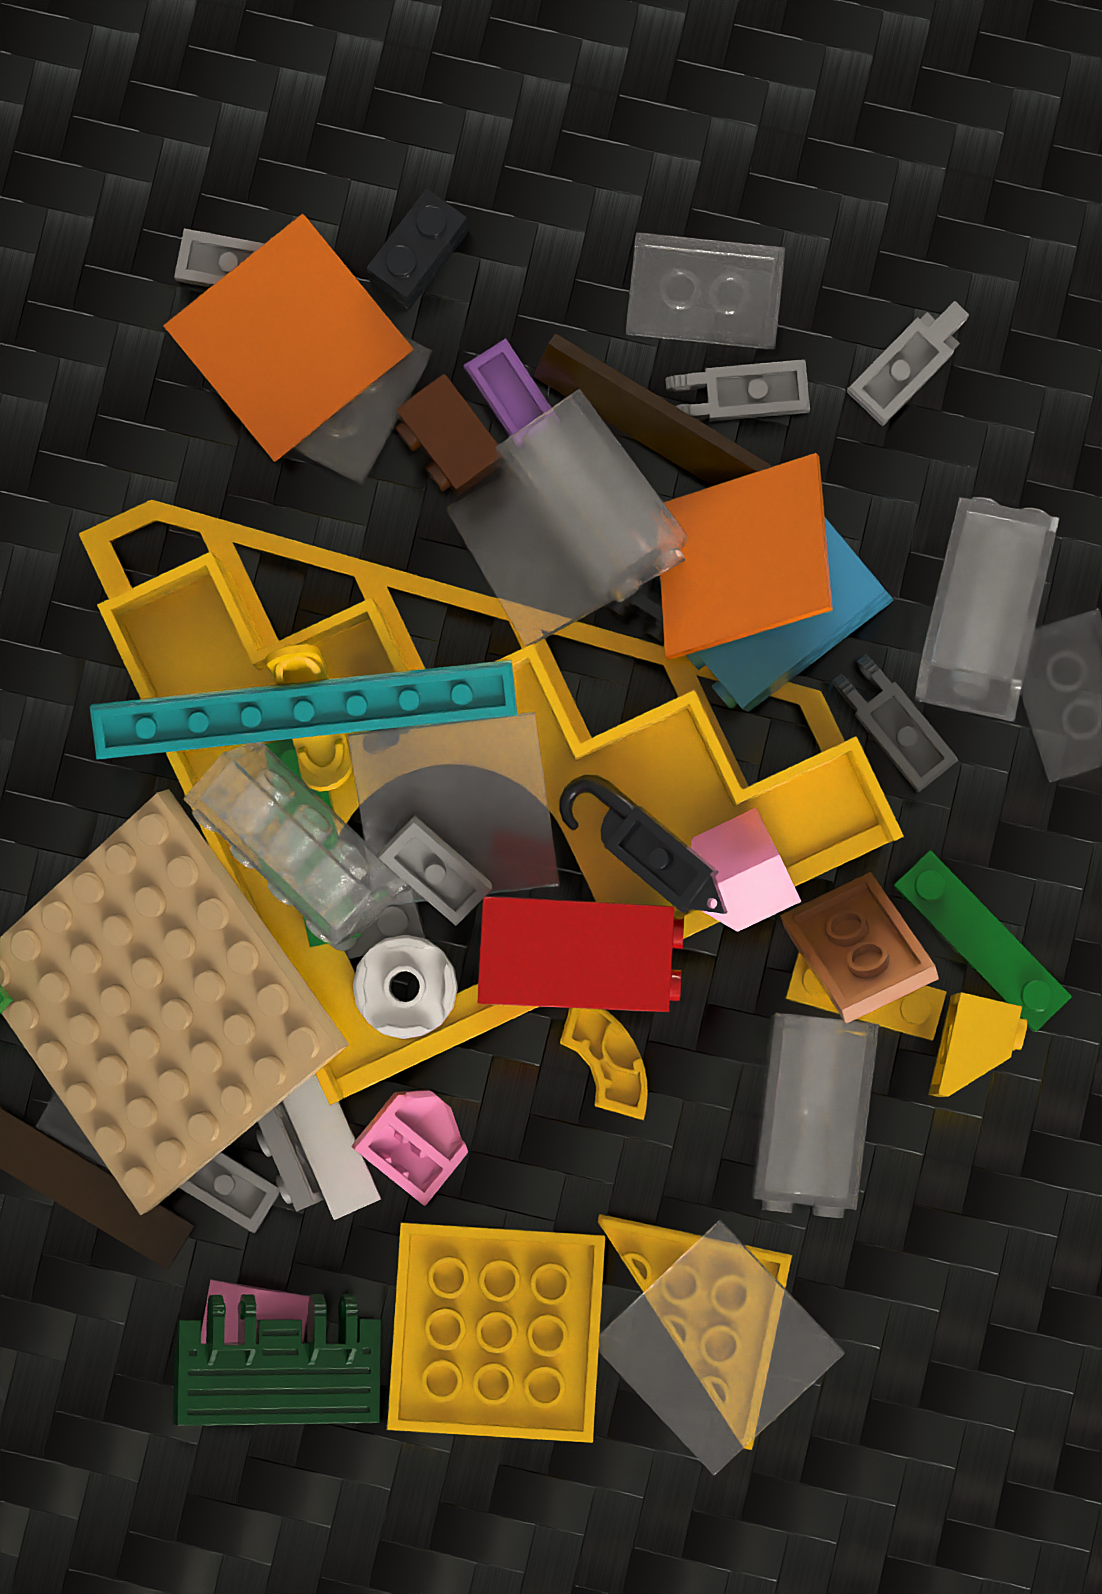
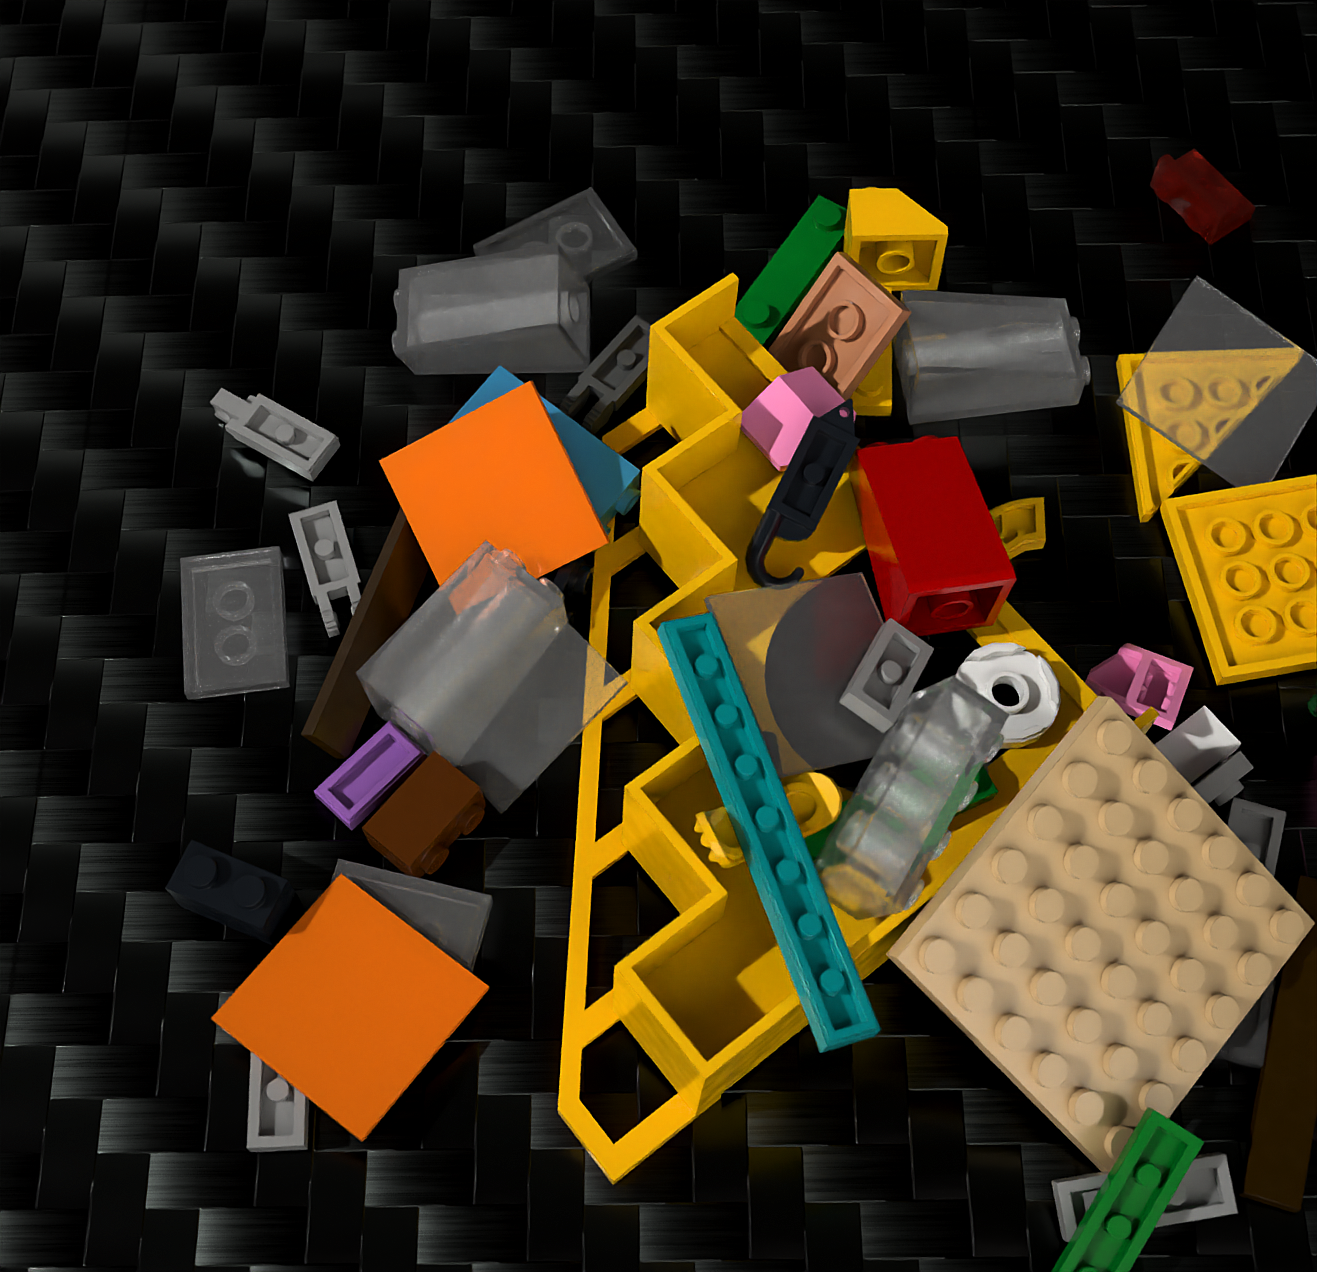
camera: 105 degrees left, 20 degrees down
(975, 1418) = (1200, 195): none -> clear red bracket

